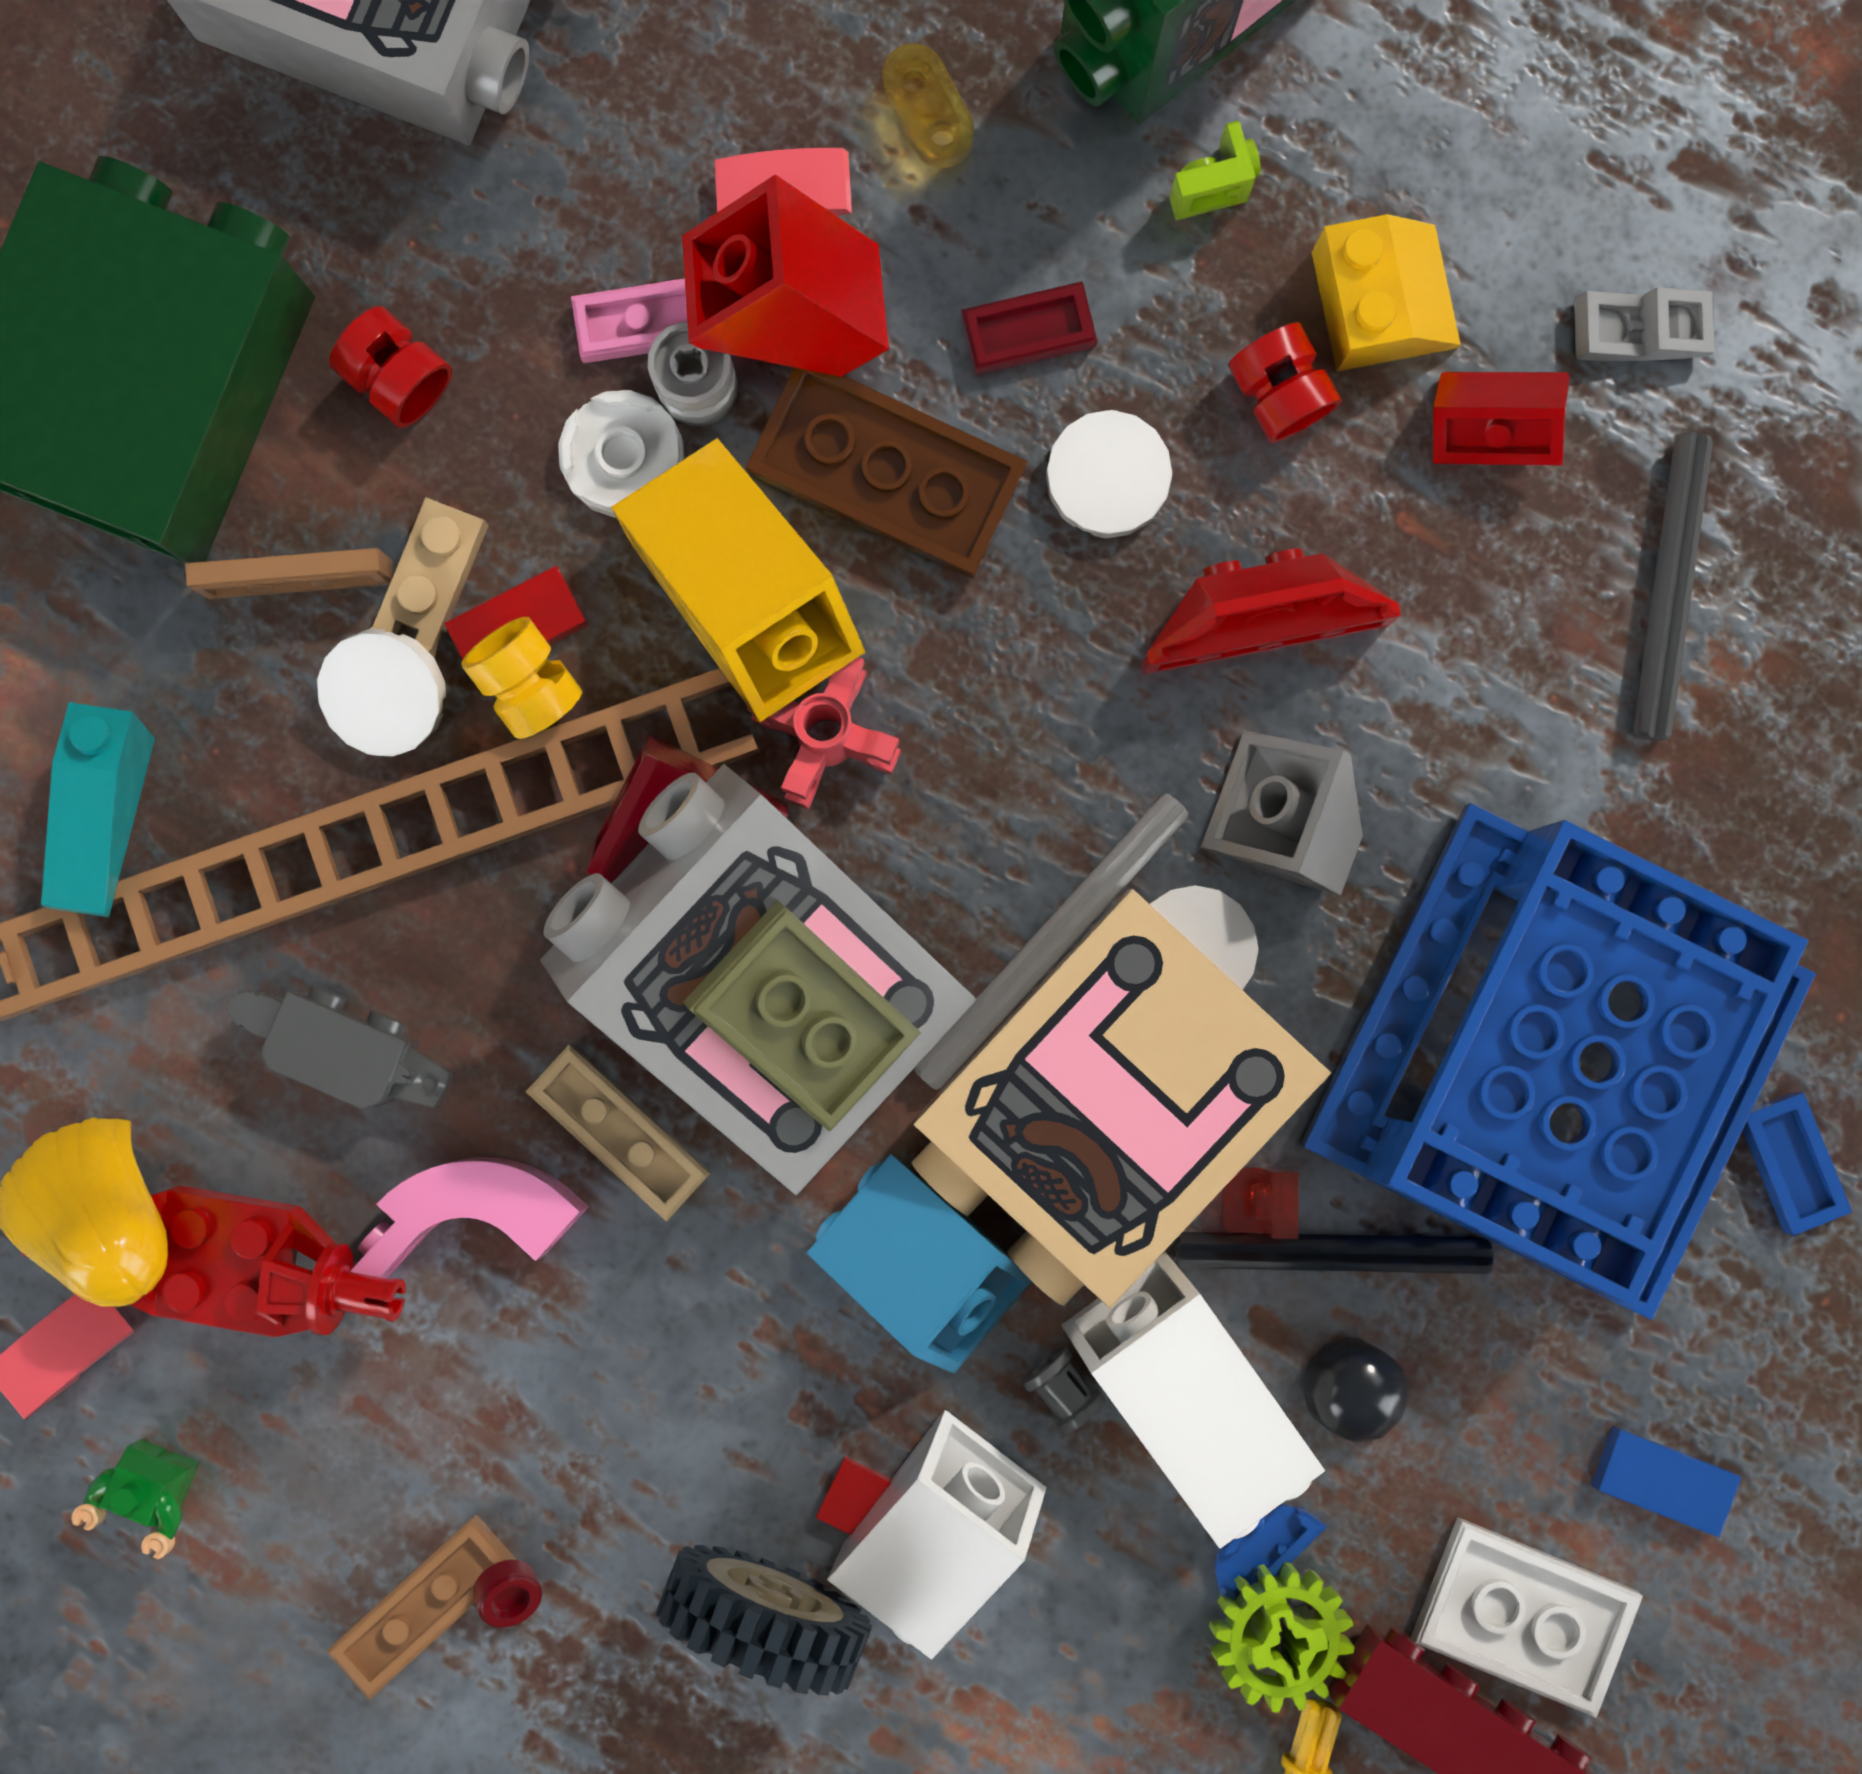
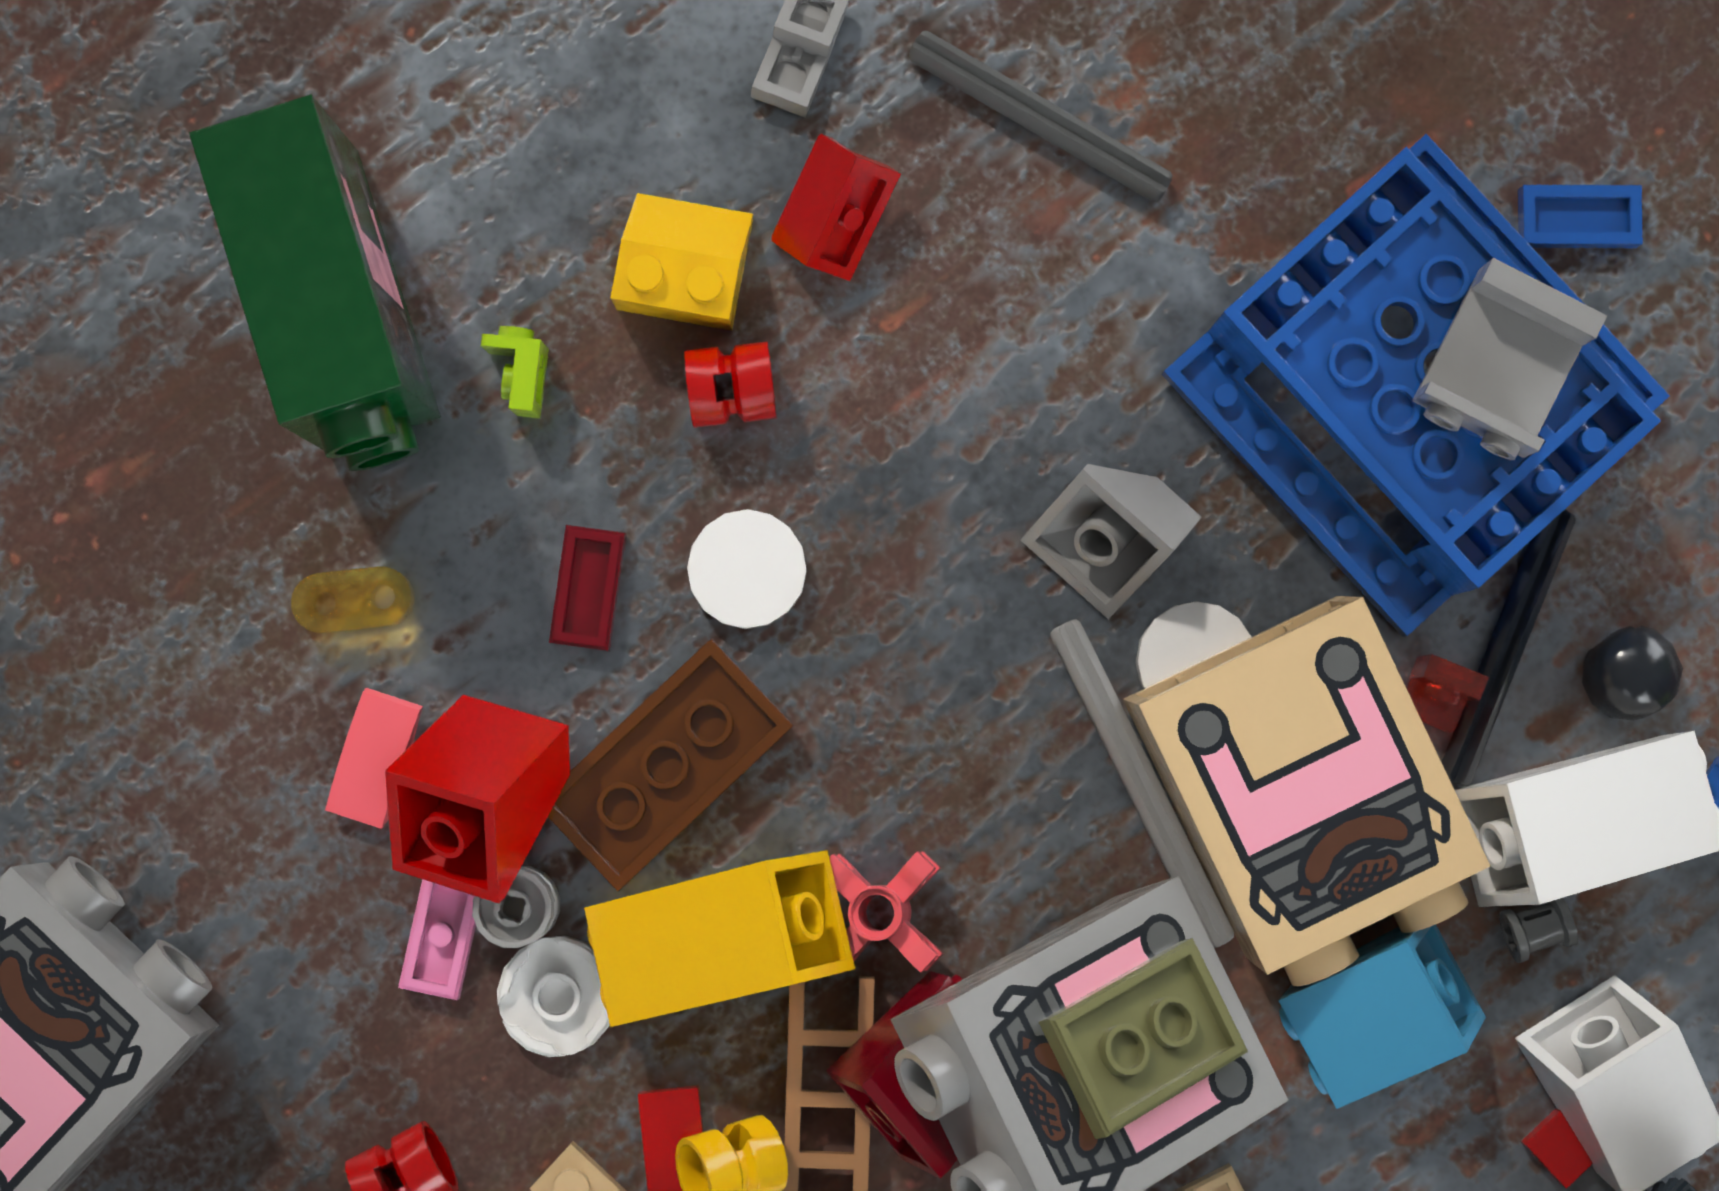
camera: 65 degrees left, 0 degrees up
(1267, 609) = (923, 482): red wedge -> none
(1636, 1122) = (1506, 359): none -> light grey panel

